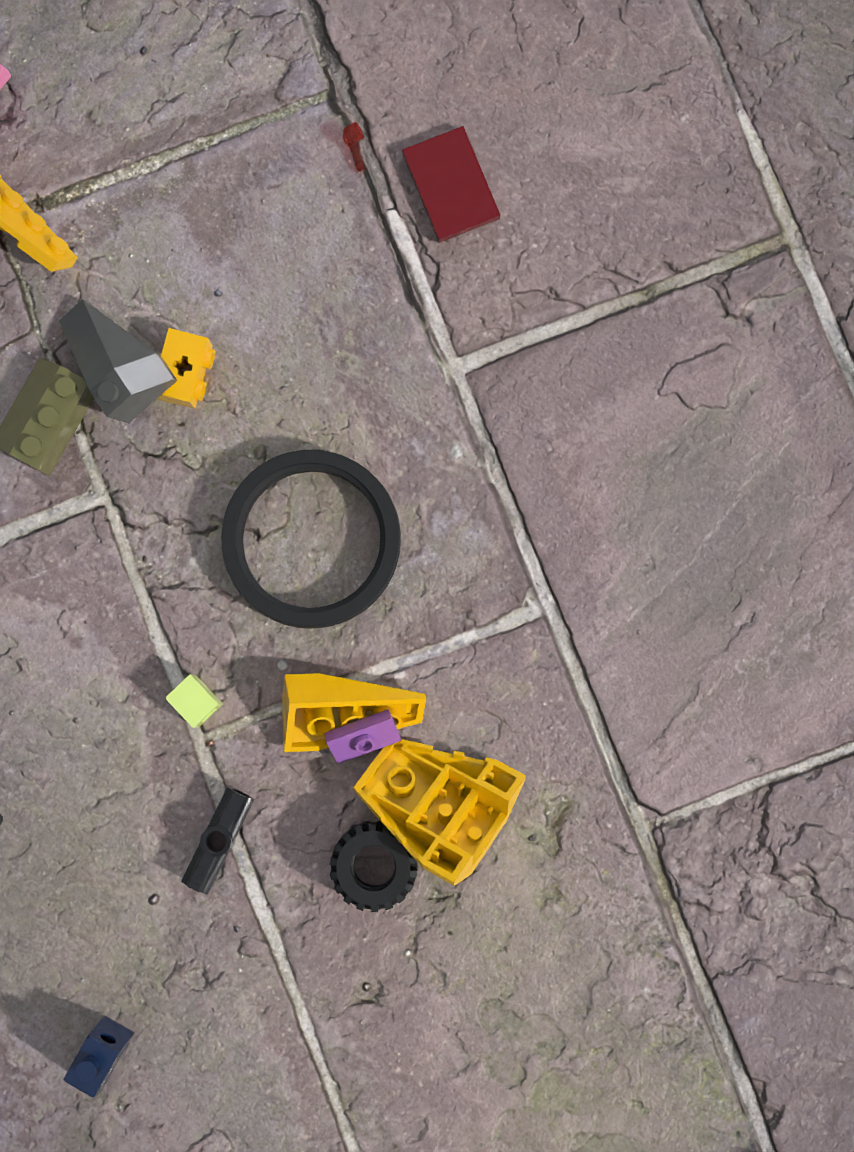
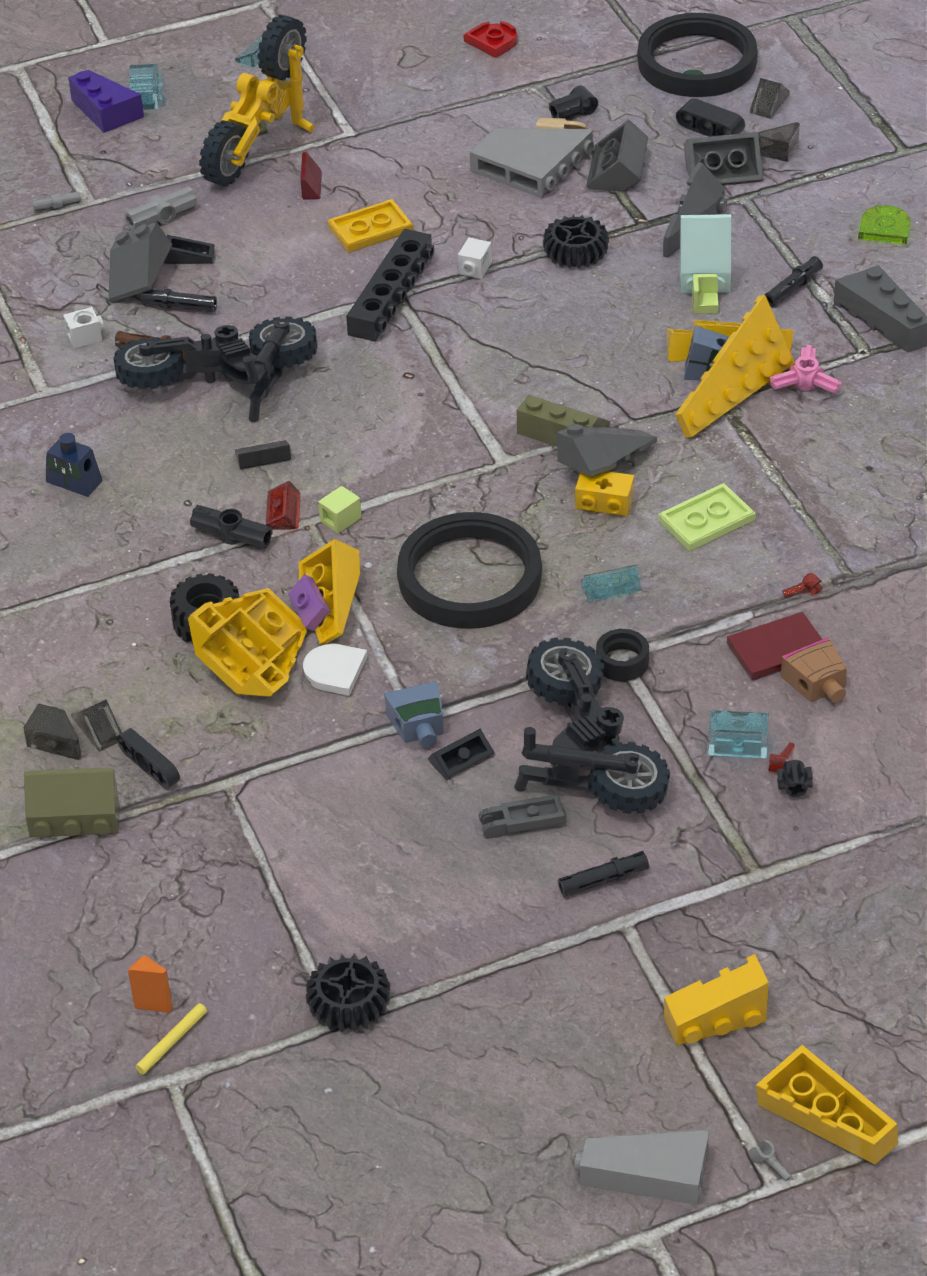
camera: 90 degrees right, 40 degrees down
(70, 804) = (263, 454): none -> black slope
(176, 774) = (283, 507): none -> clear red slope
(224, 249) = (706, 517): none -> yellowish green tile
(336, 354) = (611, 583): none -> clear light blue hinge
(456, 337) = (623, 639): none -> black tyre
(466, 704) = (334, 667): none -> white tile
(505, 140) = (816, 671): none -> medium nougat torso
(549, 990) = (98, 724): none -> clear smoke slope
(556, 602) = (416, 713): none -> sand blue torso
(569, 1042) = (52, 732): none -> clear smoke slope
(603, 236) = (738, 734): none -> clear light blue brick
(605, 398) = (591, 736): none -> piece
(609, 554) = (461, 754): none -> black slope
(614, 923) = (148, 758): none -> black beam
(636, 195) = (777, 761): none -> clear red hand
(672, 180) = (795, 778): none -> black gear
(702, 1010) = (71, 802): none -> olive slope
(713, 482) = (522, 815): none -> dark grey hinge
(800, 399) = (609, 871): none -> black pin

